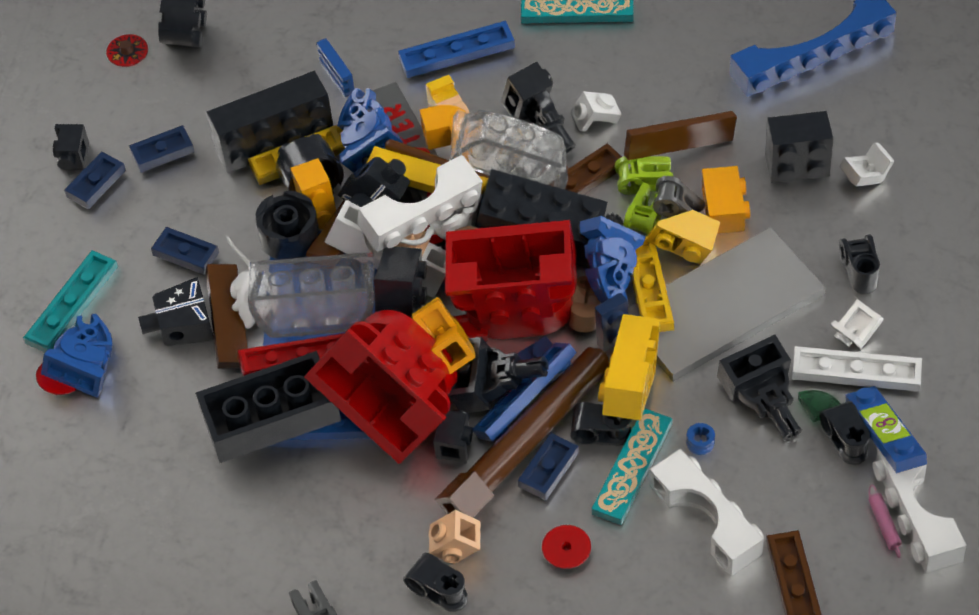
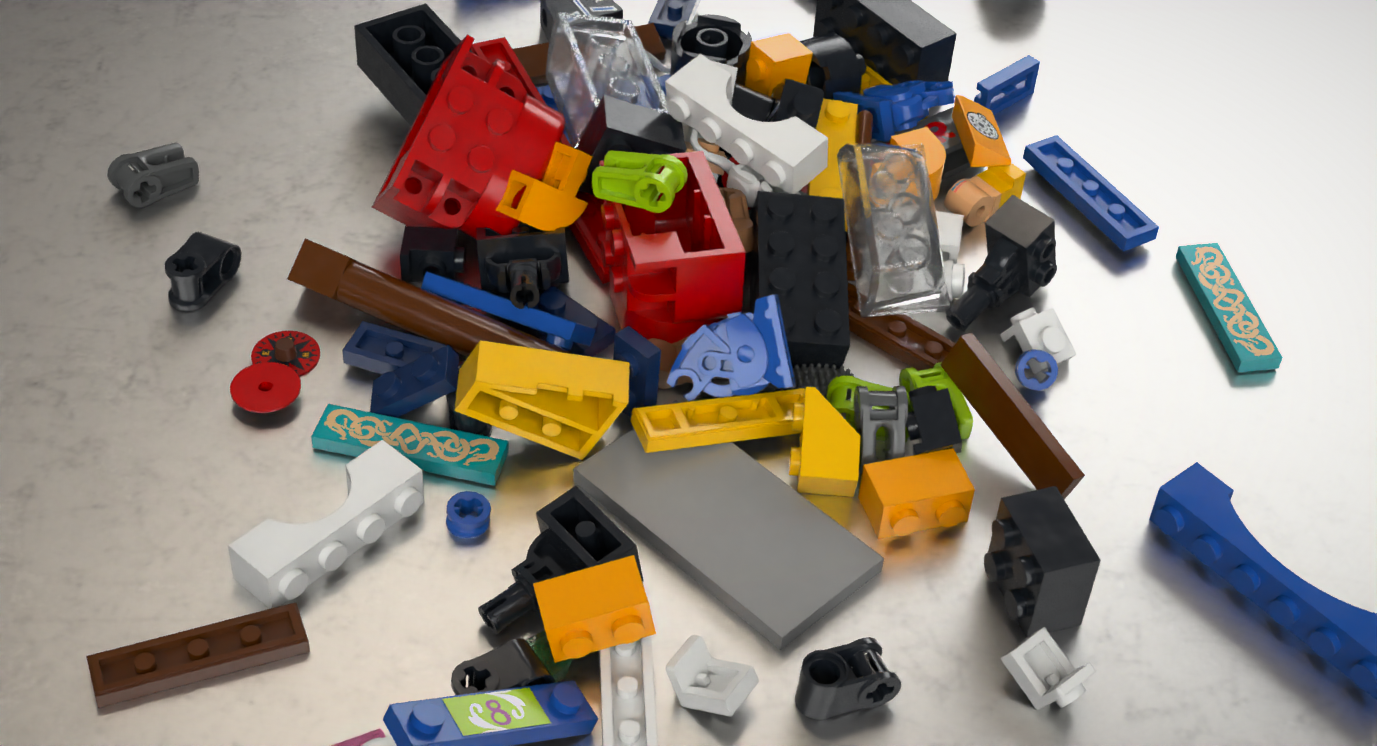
camera: 70 degrees right, 10 degrees down
(409, 89) = (979, 134): none -> light orange slope
(454, 537) = (257, 250): light nougat brick -> none
(493, 262) = (635, 180): none -> lime piece
(524, 538) = (288, 348): none -> piece
(592, 451) = (415, 383): none -> dark blue plate
(626, 117) = (1031, 382): none -> blue bush
(686, 168) = (932, 421): none -> black brick
(812, 367) = (594, 609): none -> light orange brick

